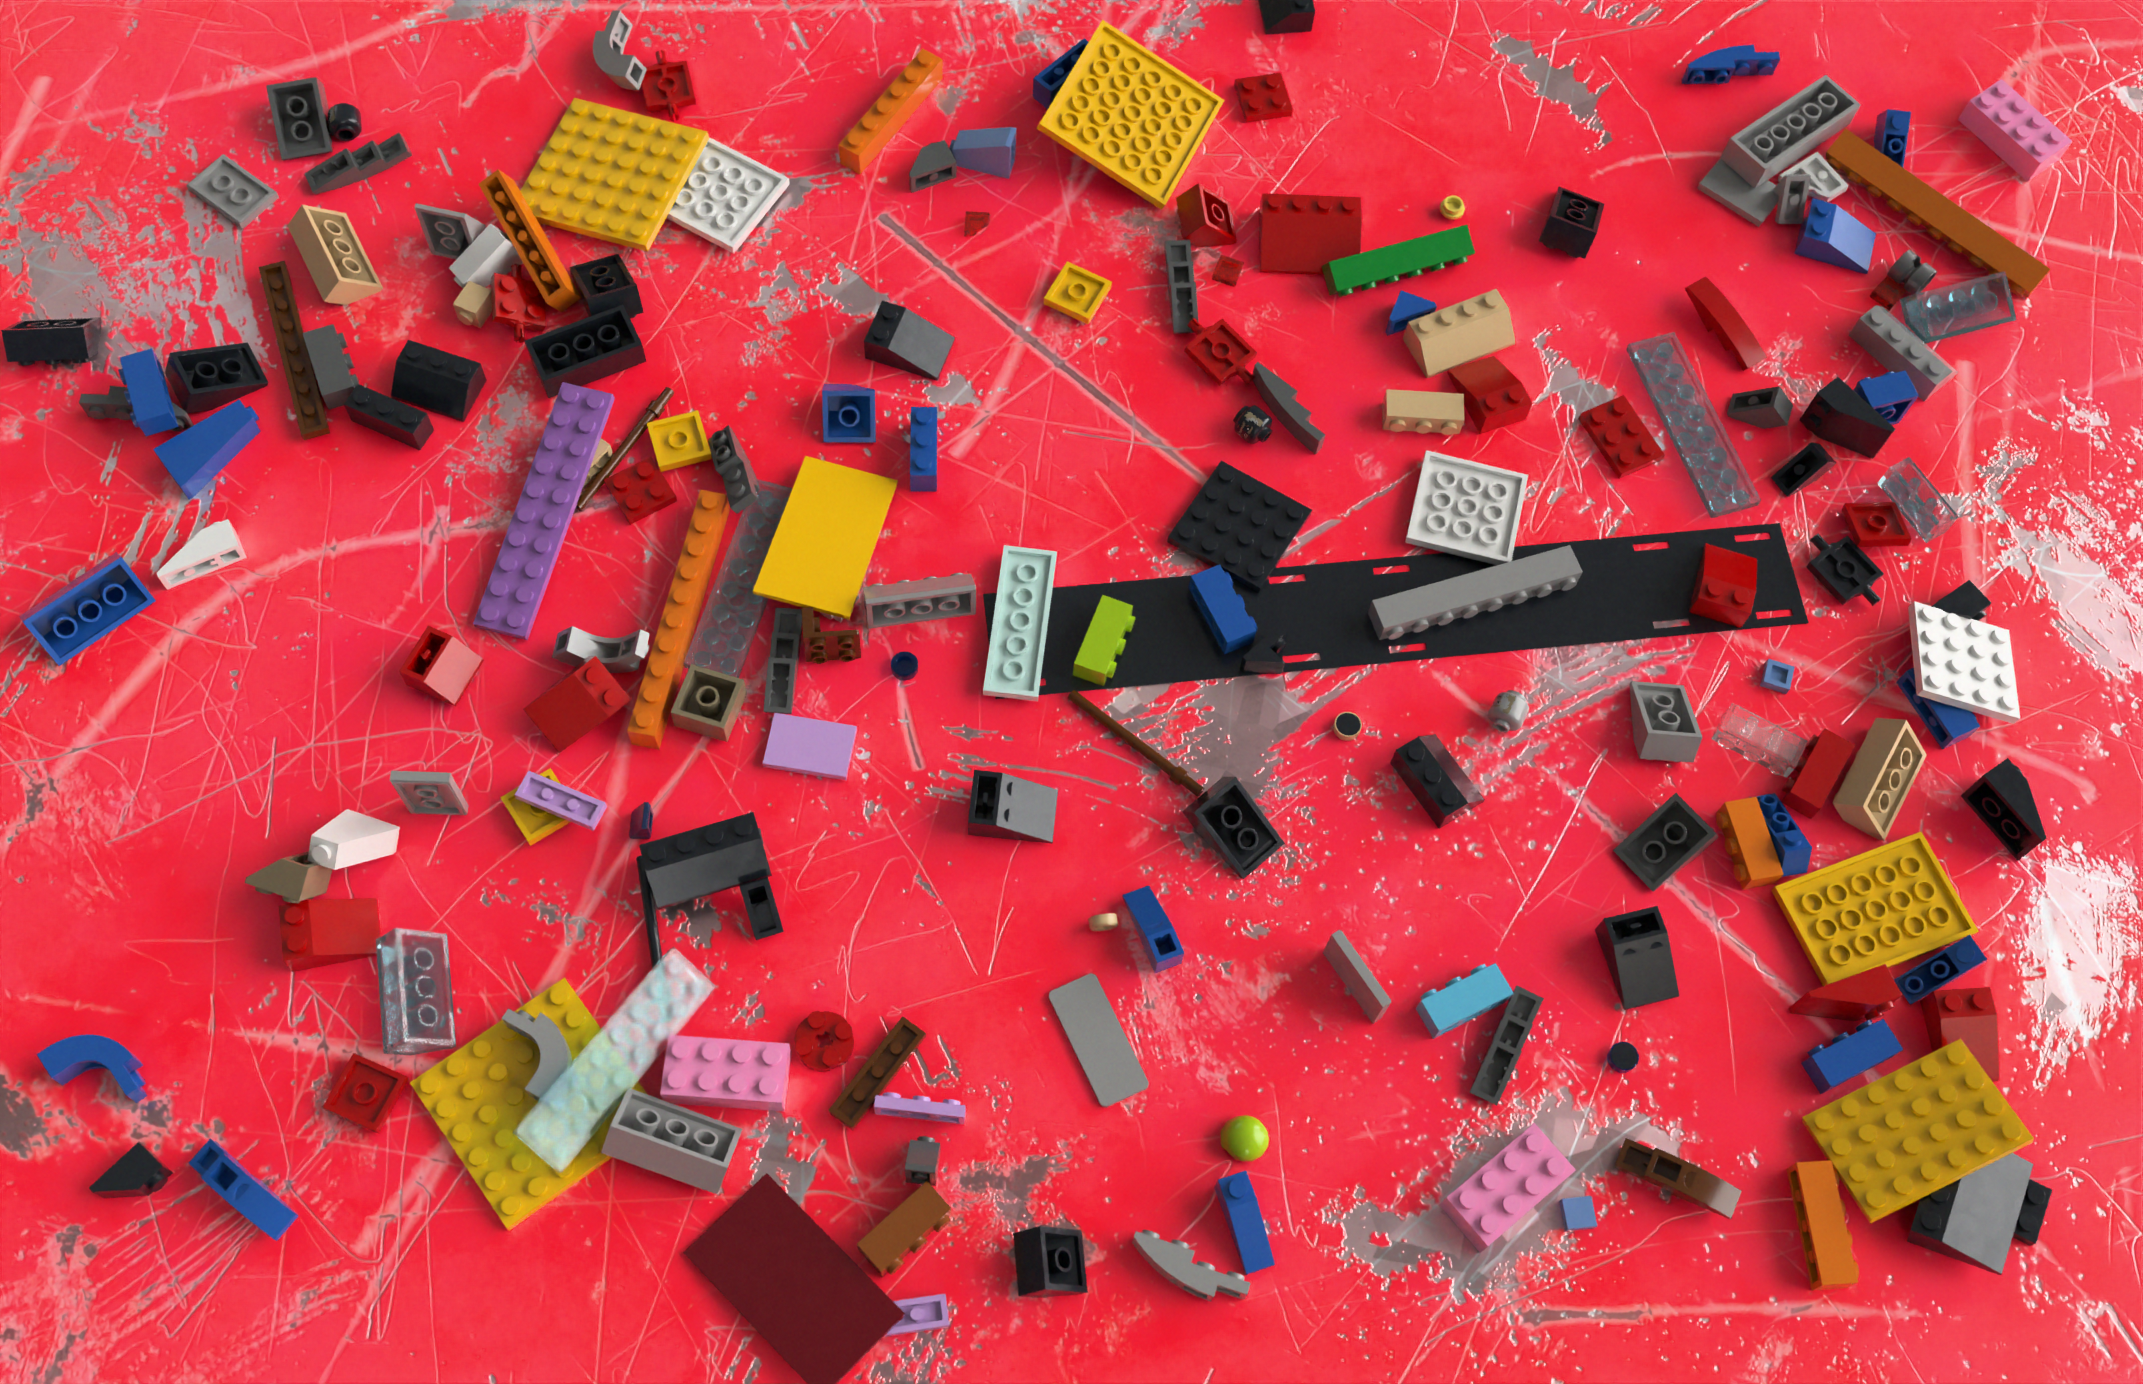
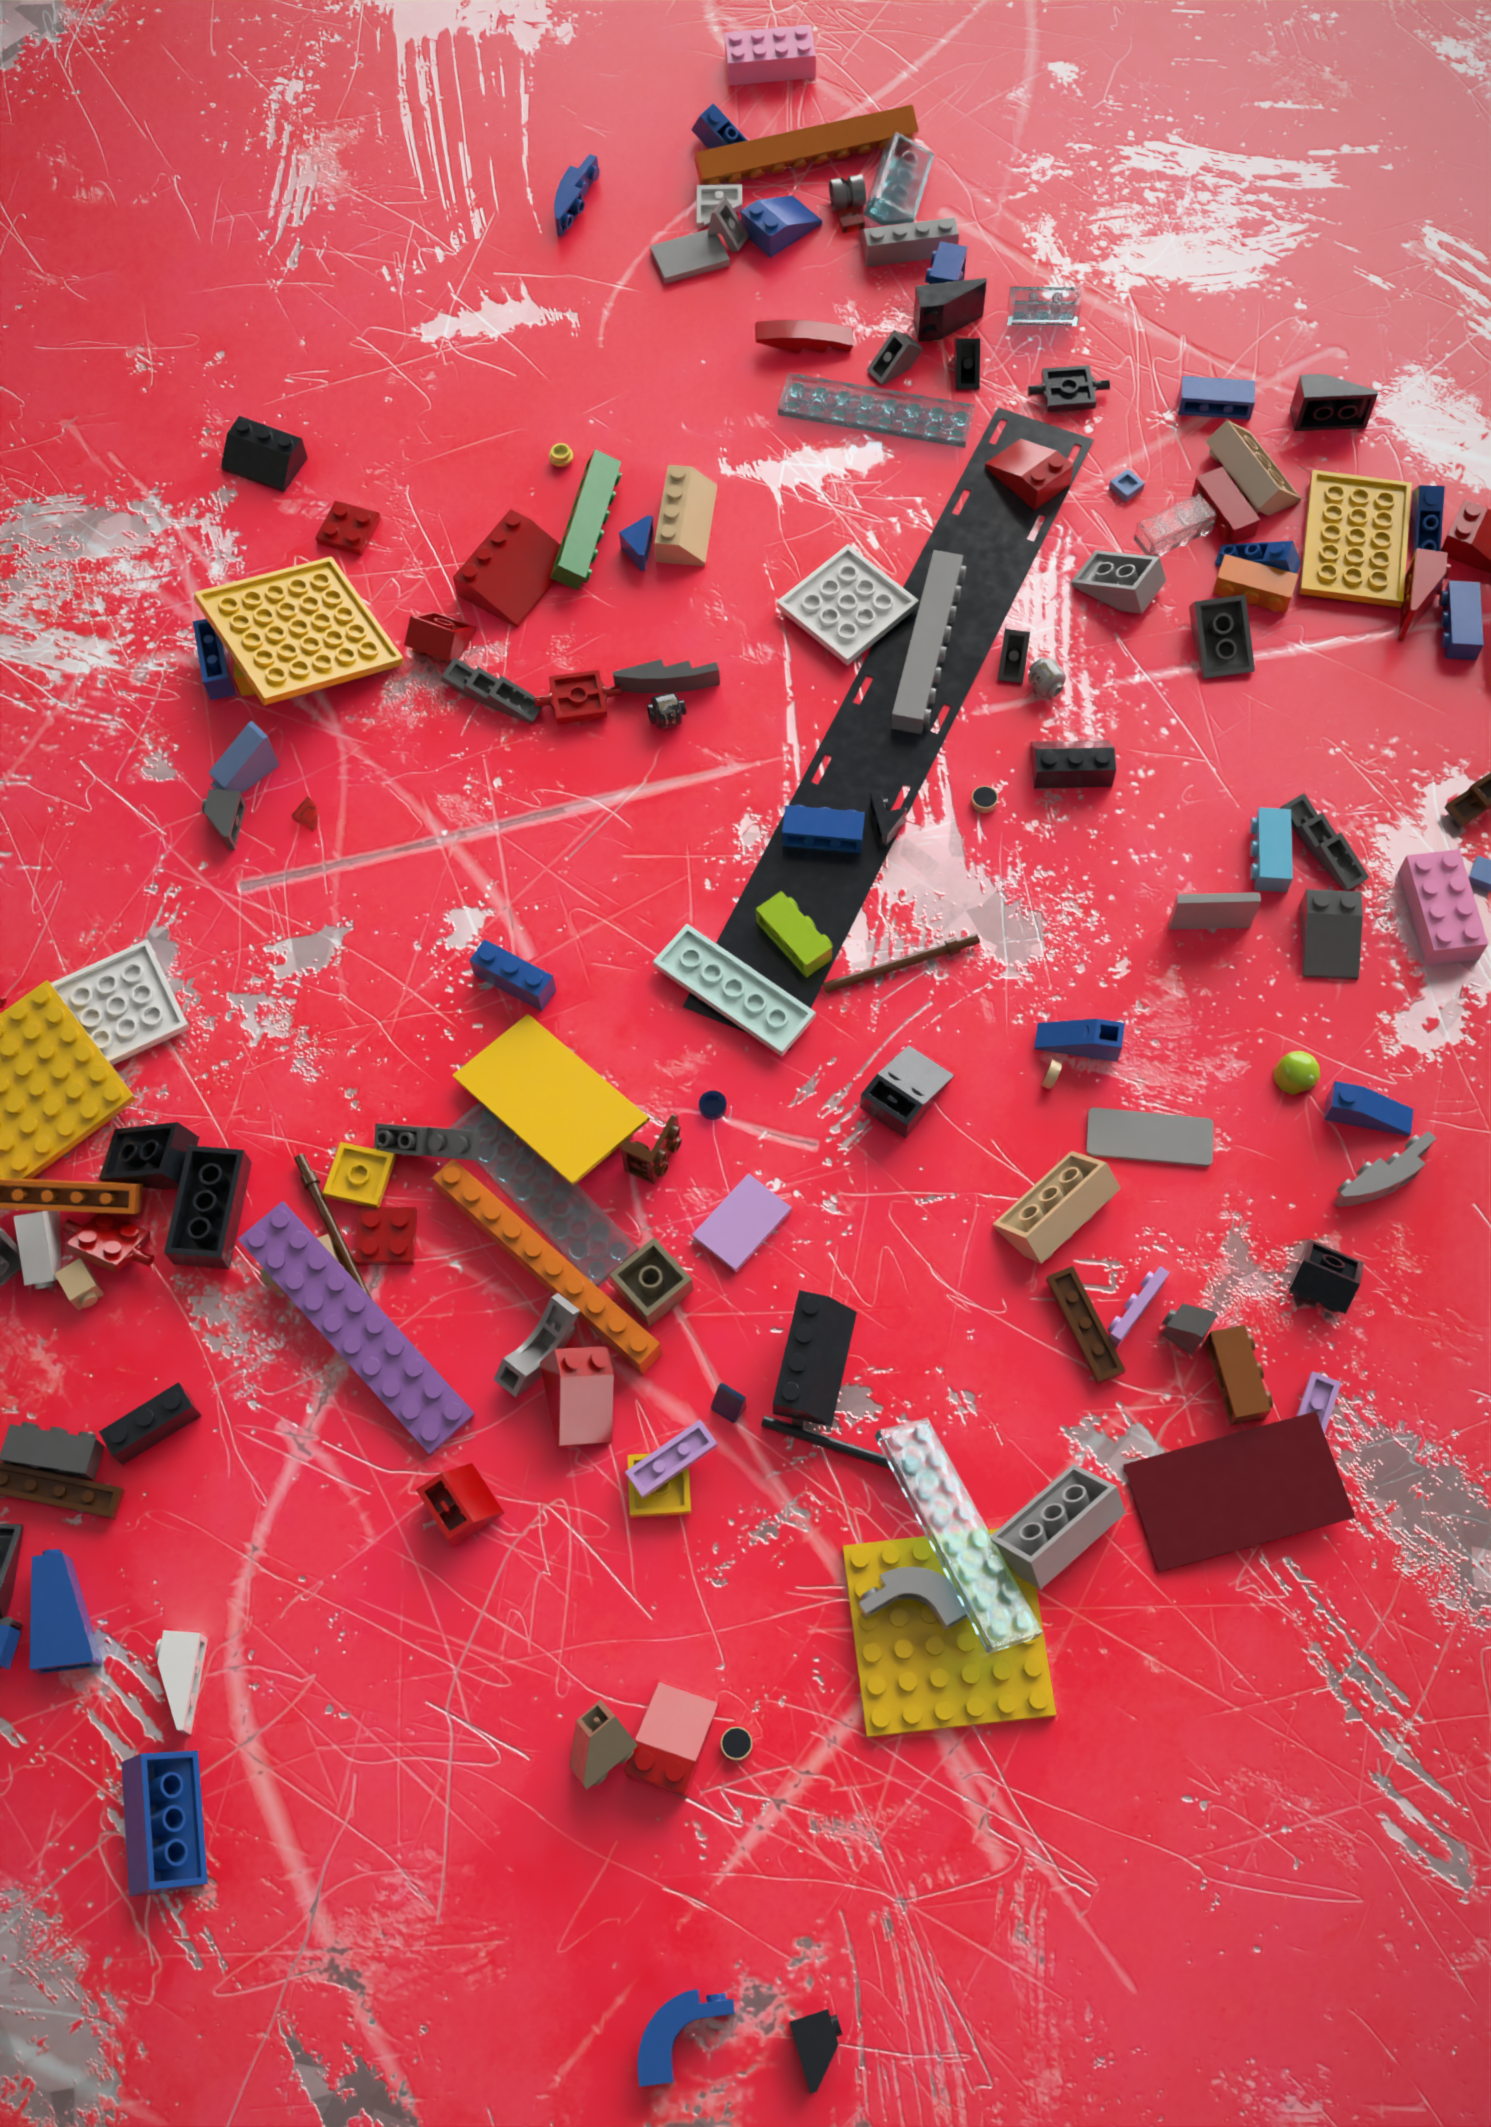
camera: 50 degrees left, 0 degrees up
(243, 1190) = (888, 1943): blue slope -> none
(352, 840) = (596, 1669): white slope -> none
(354, 985) = (736, 1743): none -> black tile
(365, 1093) = (854, 1782): red plate -> none
(415, 992) = (780, 1688): clear light blue slope -> none
(429, 792) = (596, 1571): tile -> none
(437, 380) = (140, 1360): black slope -> none
(726, 1073) = (1017, 1448): bright pink brick -> none
(761, 908) = (880, 1340): black slope -> none
(783, 661) = (645, 1201): dark grey slope -> none
(831, 1056) = (1030, 1337): red plate -> none
(848, 413) = (432, 1017): blue slope -> none
(891, 111) = (141, 818): orange brick -> none
(907, 341) = (392, 932): slope -> none
(920, 600) = (661, 1054): light grey slope -> none
(976, 992) = (1057, 1205): none -> tan slope
(1077, 292) = (440, 772): yellow plate -> none
(1228, 270) = (500, 649): clear red tile -> none
(1233, 826) = (1023, 929): black slope -> none
(1239, 526) = (751, 775): black plate -> none
(1408, 1098) = (1331, 933): none -> dark grey slope
(1423, 411) = (738, 584): tan brick -> none
(1491, 394) = (753, 527): red slope -> none
(1516, 670) = (1014, 653): none -> dark grey slope
(1571, 223) = (639, 382): black slope -> none
(1621, 436) = (853, 464): red plate -> none
(1623, 1057) = (1377, 770): black tile -> none
(1639, 957) = (1306, 709): black slope -> none
(1790, 131) = (667, 190): light grey brick -> none
(1876, 524) = (1045, 345): red plate -> none
(1963, 663) = (1197, 359): white plate -> none
(1965, 602) = (1146, 336): black slope -> none

